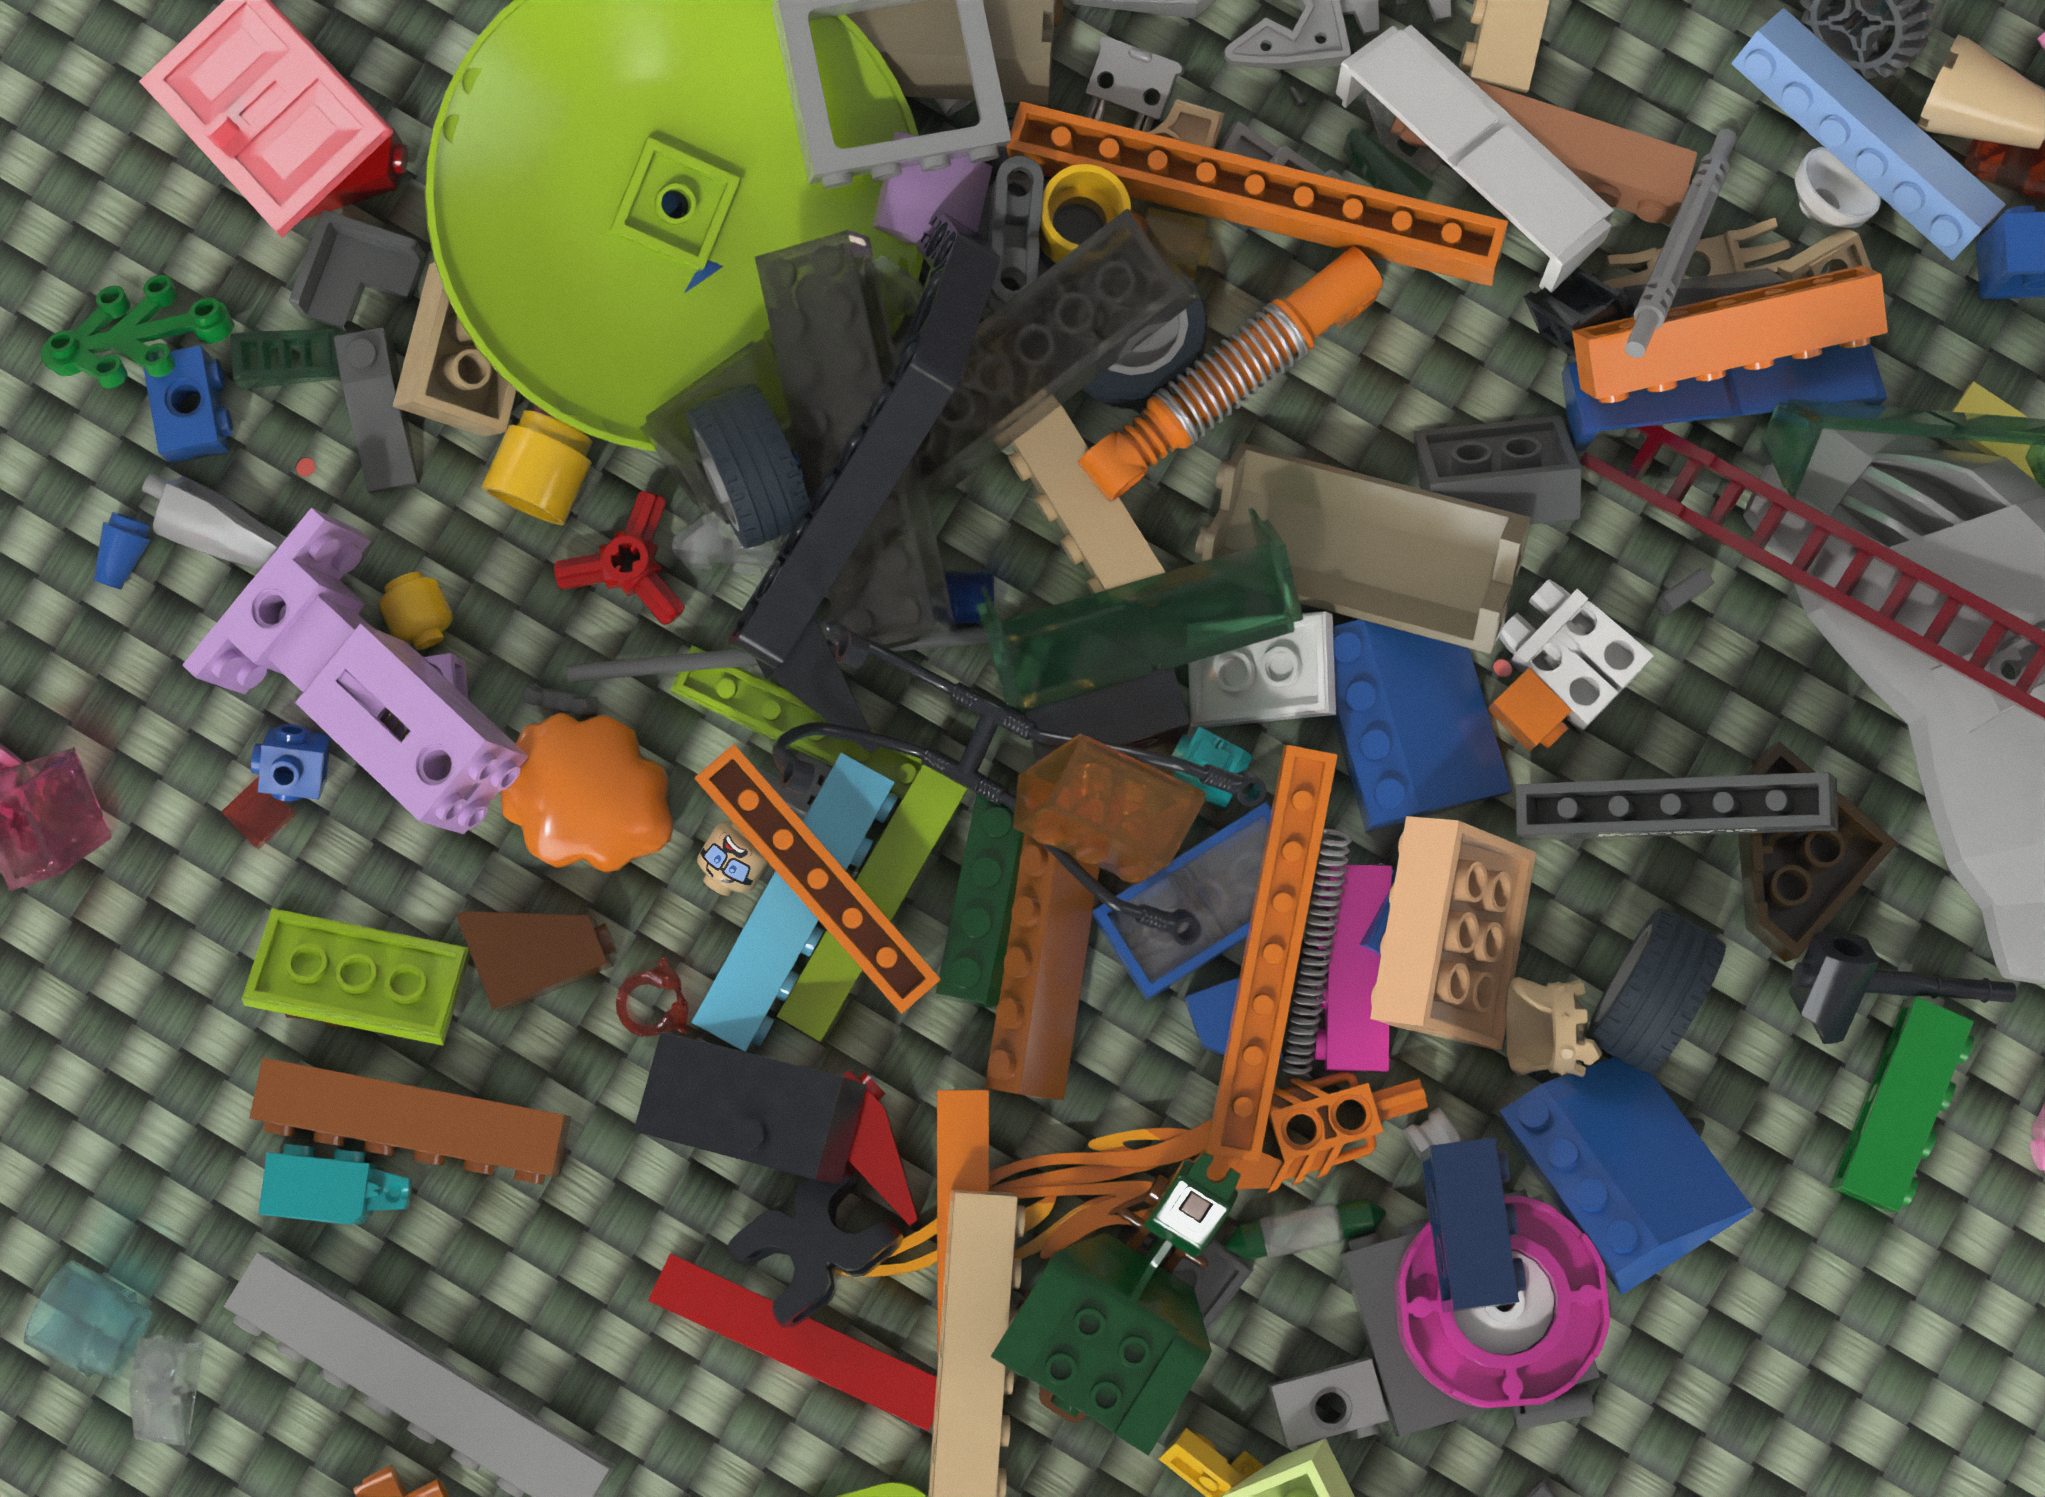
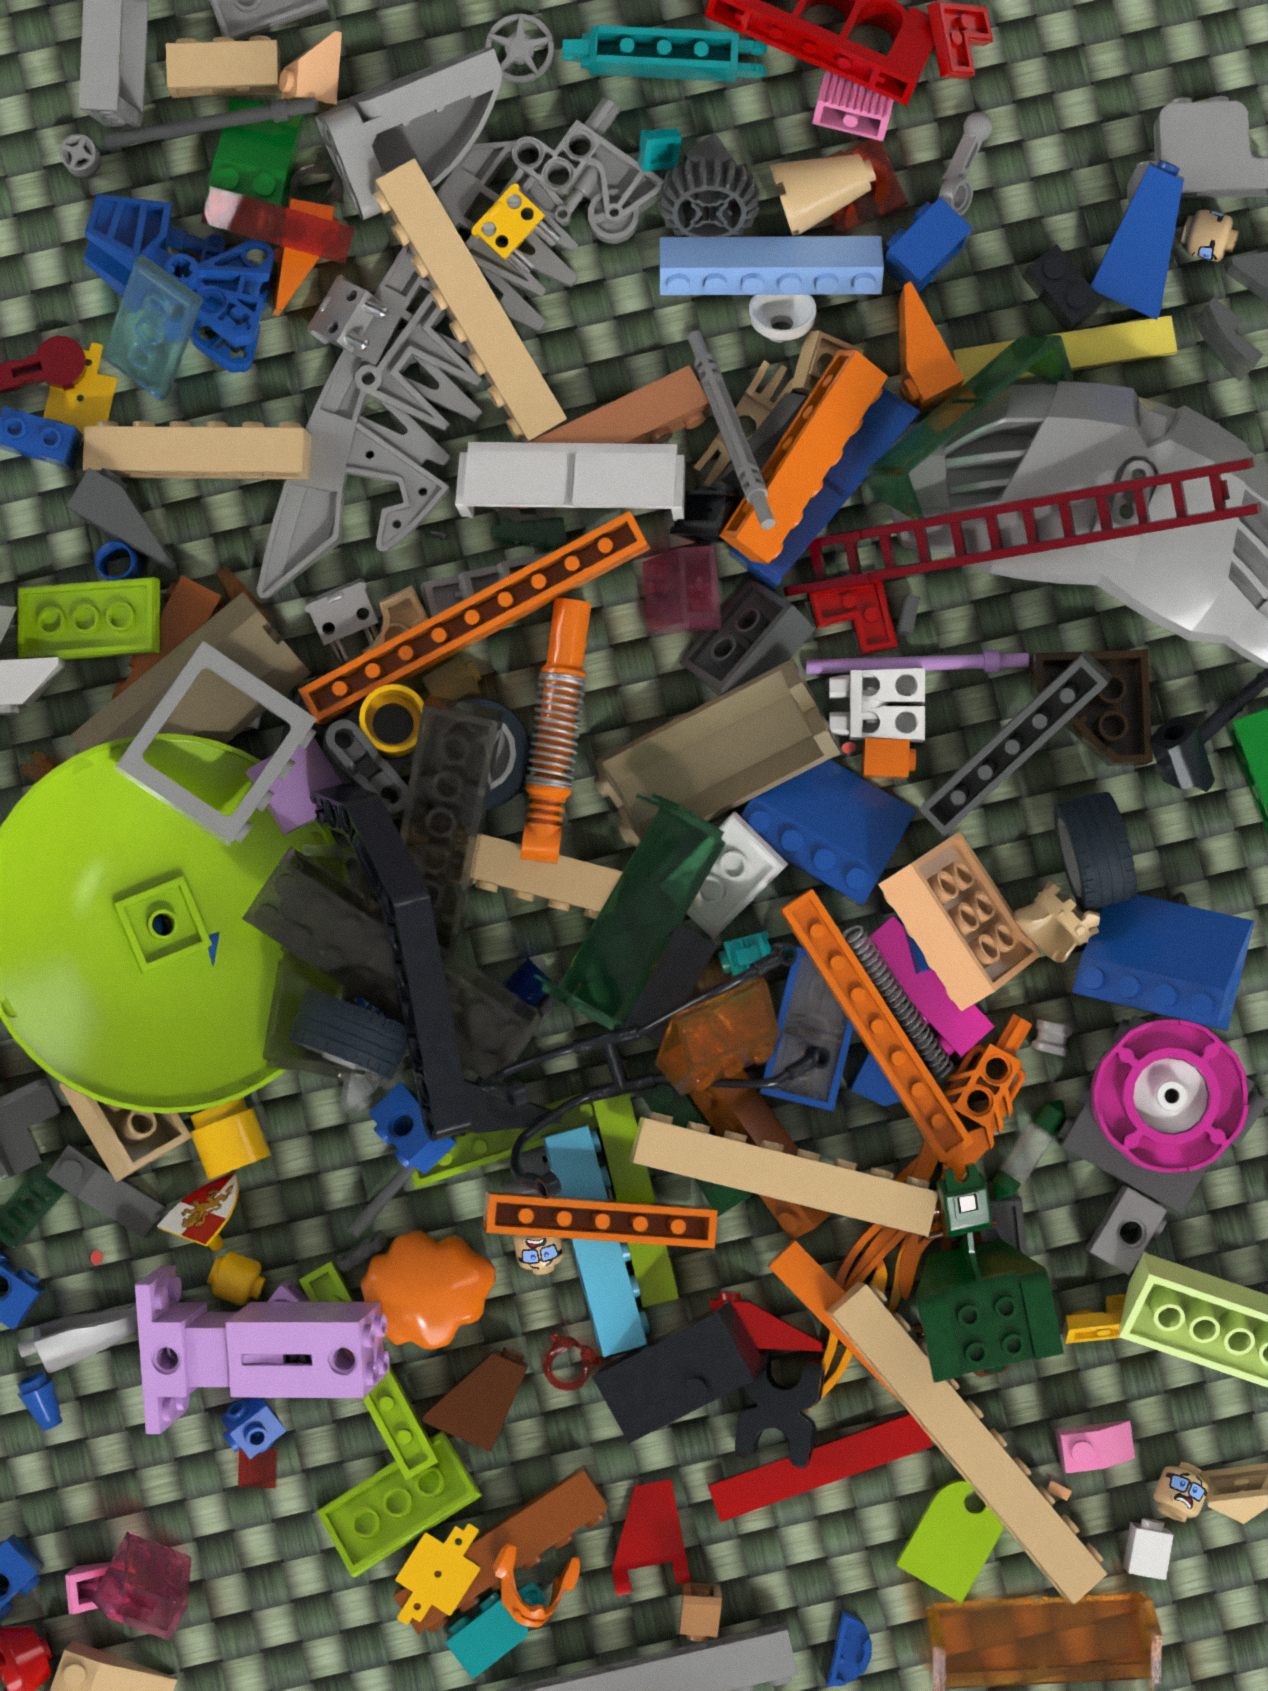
camera: 45 degrees left, 5 degrees up
(301, 1083) = (455, 1570): none -> yellow piece
(368, 1195) = (524, 1614): none -> orange helmet
(446, 855) = (387, 1400): none -> lime plate
(447, 519) = (204, 1212): none -> shield
(542, 1366) = (700, 1610): none -> medium nougat slope
(567, 1248) = (650, 1535): none -> red flag
(644, 578) = (345, 1143): red bush -> none
(711, 614) = (395, 1117): none -> blue brick
(1039, 1009) = (784, 1176): none -> tan brick
(1472, 1225) = (1121, 1077): dark blue brick -> none
(1484, 362) = (682, 591): none -> clear pink slope
(1648, 541) = (863, 605): none -> red tile
(1724, 714) = (988, 661): none -> lavender bar
(1939, 361) = (926, 364): none -> orange slope

